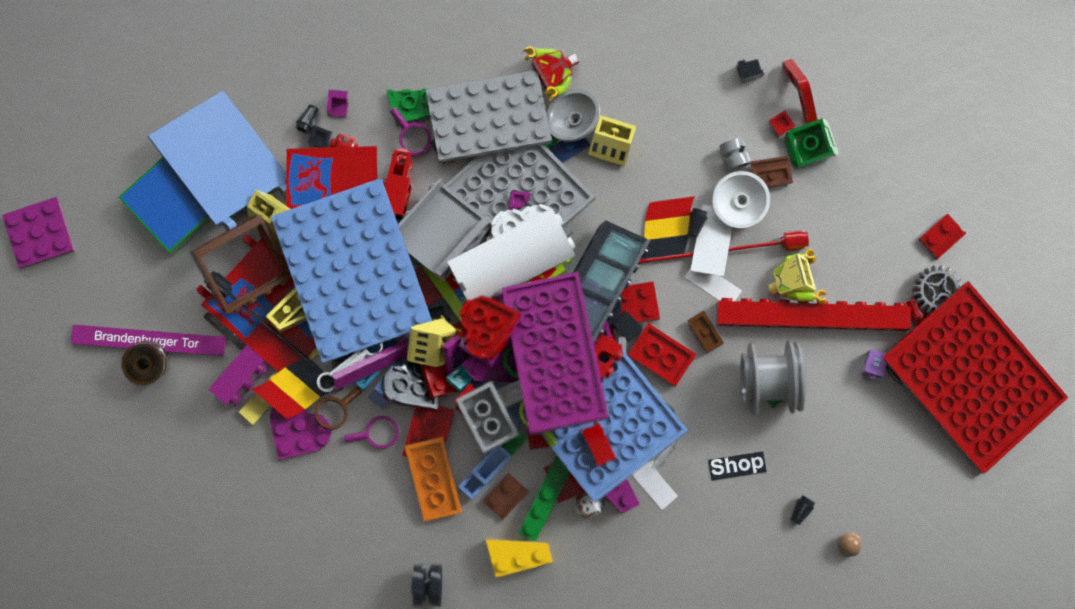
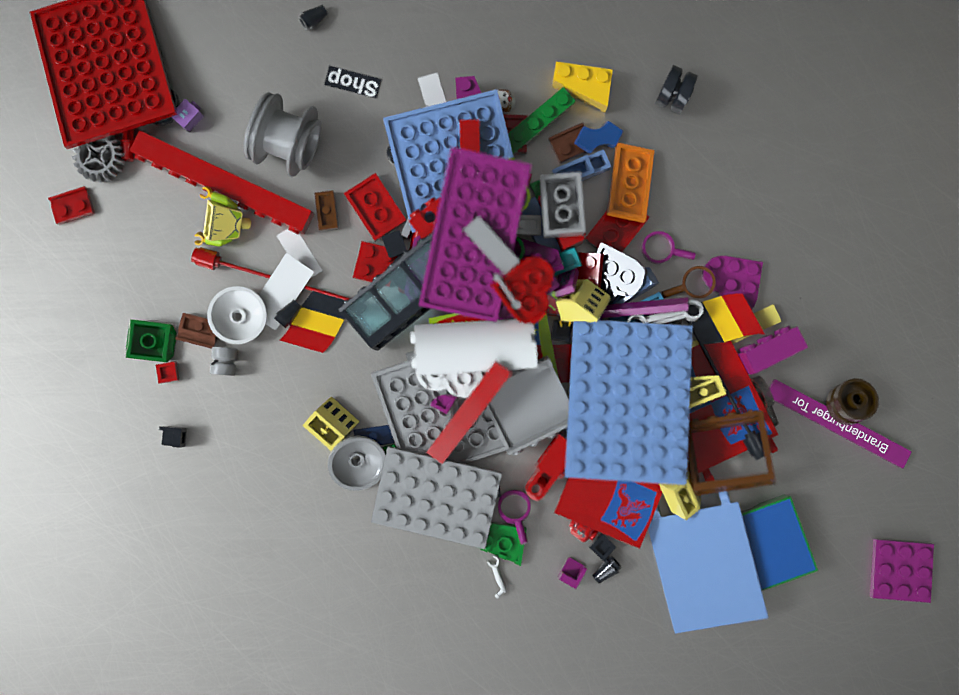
camera: 155 degrees left, 5 degrees up
(403, 73) = (498, 577): none -> white piece
(474, 517) = (591, 138): none -> blue tile
(489, 307) = (516, 304): none -> light grey hinge
(491, 198) = (469, 411): none -> red slope
(535, 349) = (491, 245): none -> light grey tile
(552, 68) = (356, 517): torso -> none
(803, 87) = (129, 392): red beam -> none

